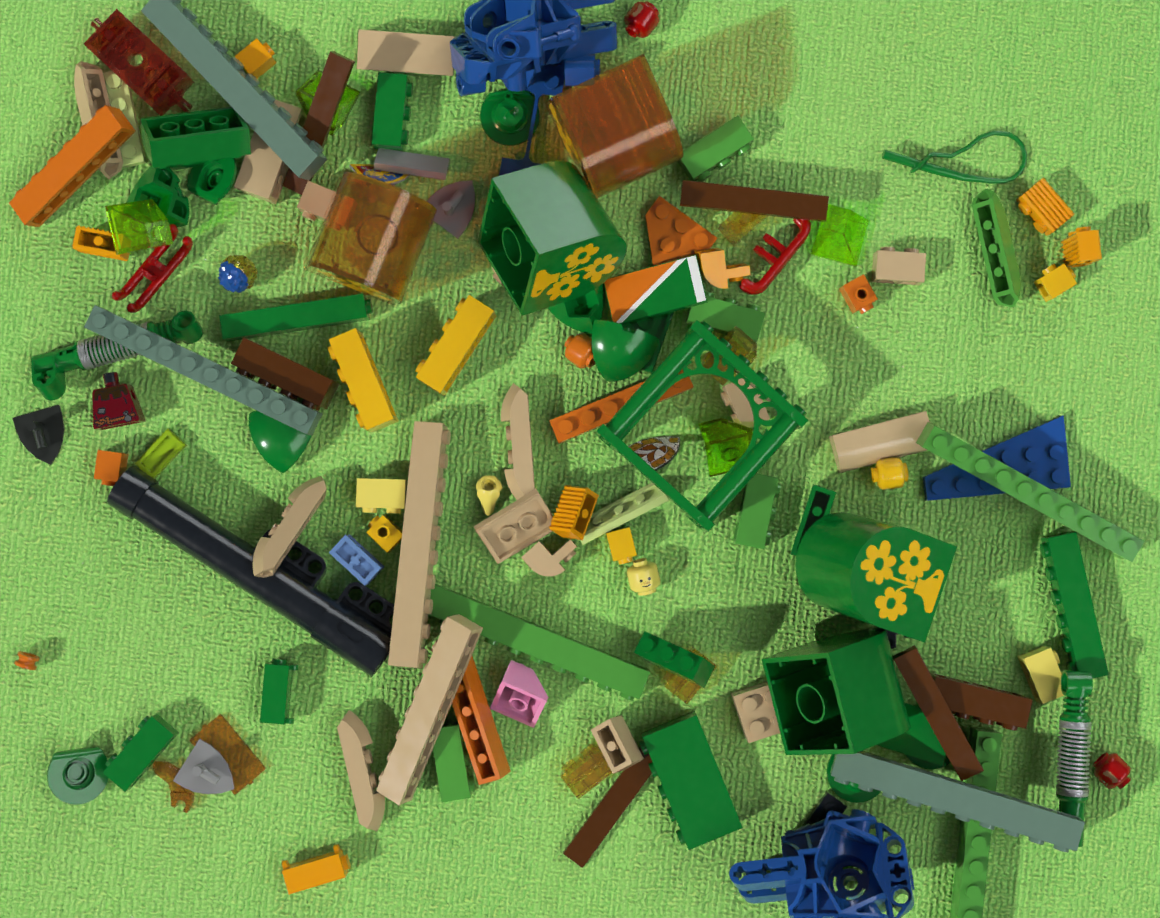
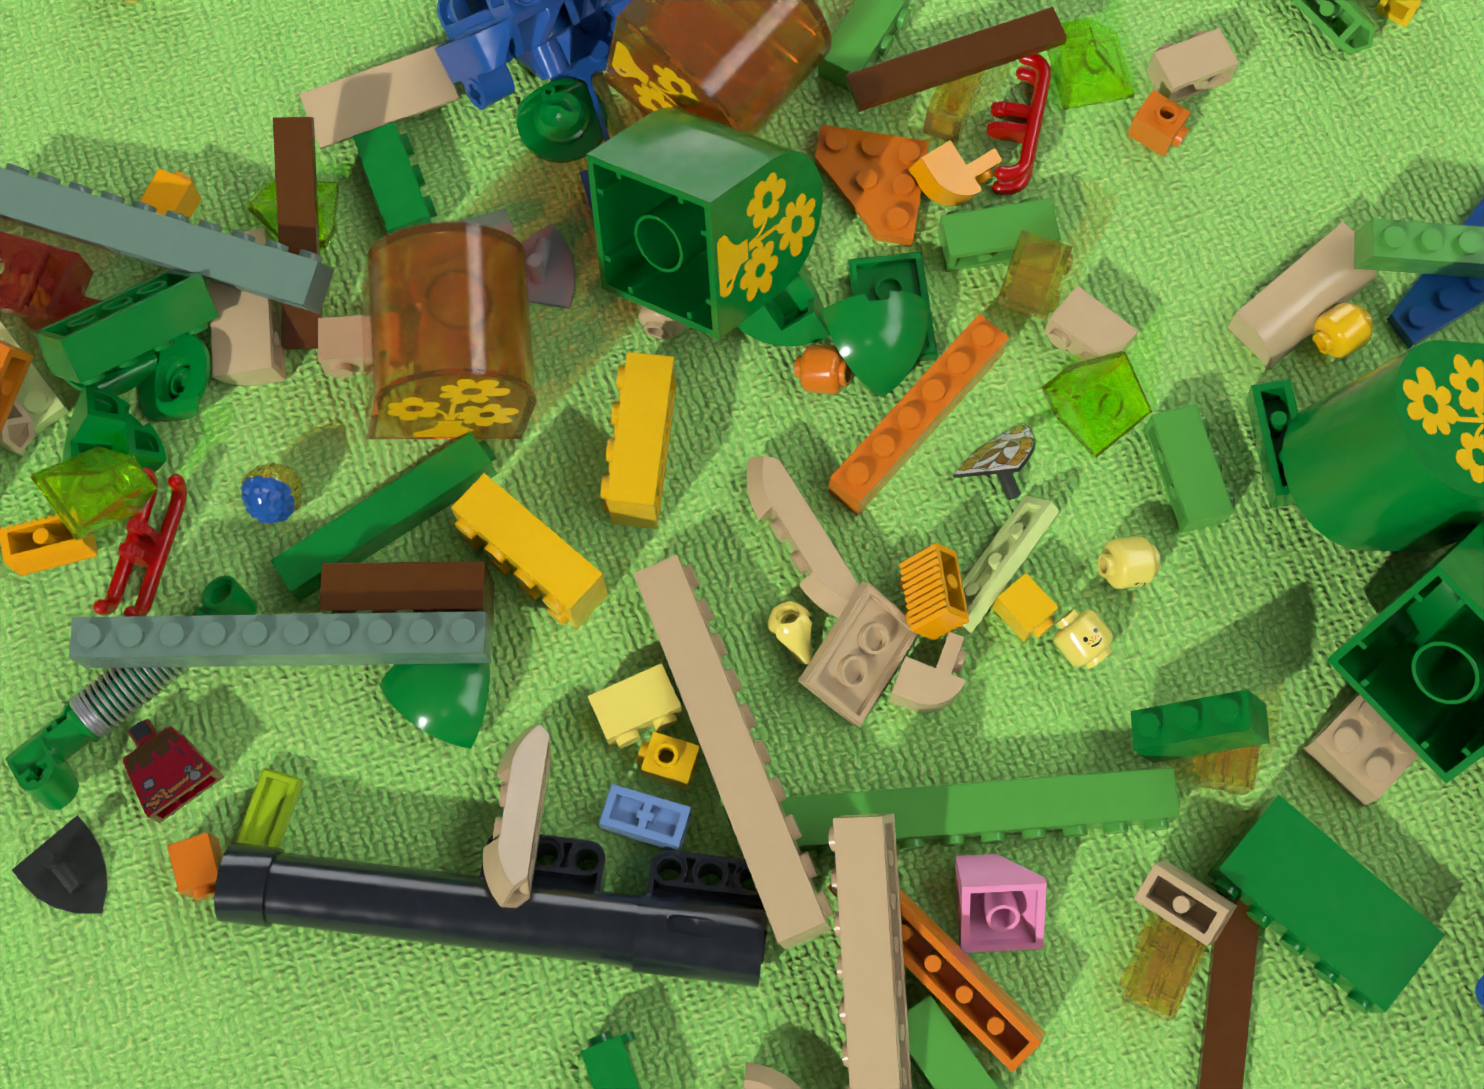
camera: 20 degrees left, 15 degrees down
(655, 290) = (885, 238): tile -> none
(692, 547) = (1129, 562): none -> light yellow head
(696, 341) = (1170, 301): green arch -> none

